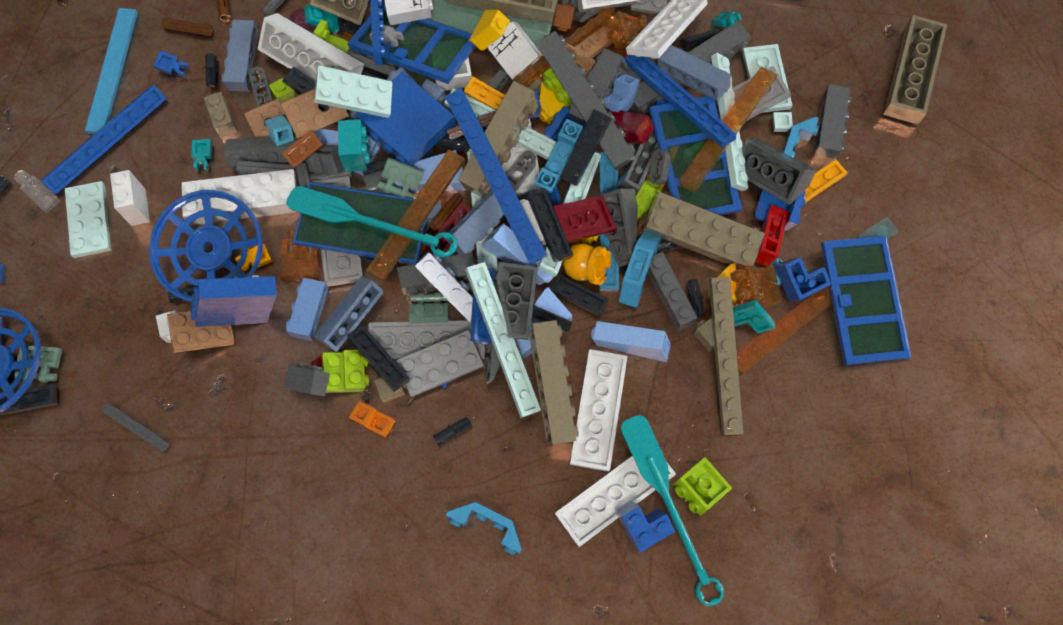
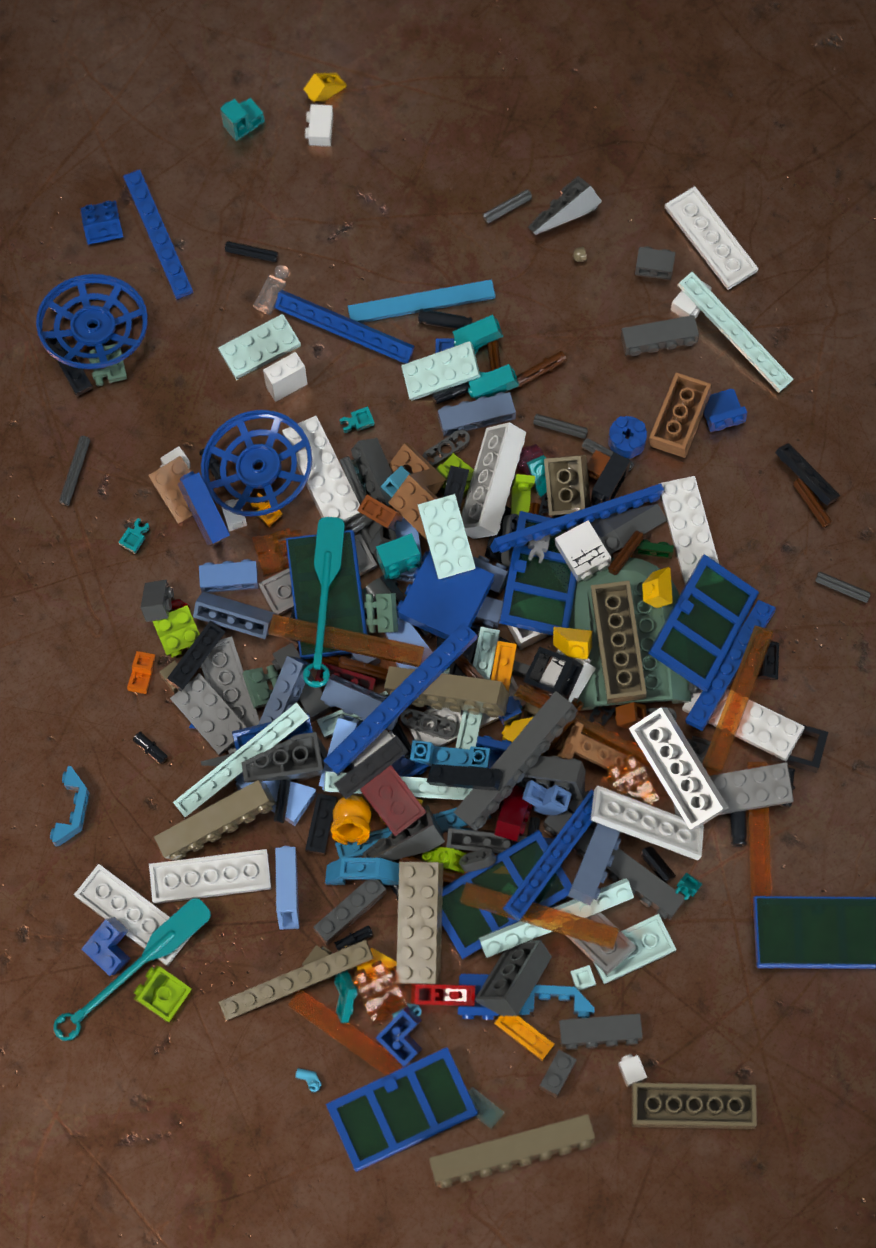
camera: 75 degrees right, 0 degrees up
(139, 55) = (443, 320): none -> black axle
(186, 69) = (440, 371): none -> light aqua plate
(213, 41) = (490, 382): none -> teal arch
(220, 114) = (403, 421): dark tan brick -> none
(230, 388) = (133, 538): none -> teal plate
(524, 40) = (570, 670): none -> black window
(816, 372) = (311, 1078): none -> medium azure arm
(863, 164) = (557, 1074): none -> dark grey brick
(872, 107) = (632, 1070): none -> white brick
(926, 219) = (512, 1150): none -> dark tan brick

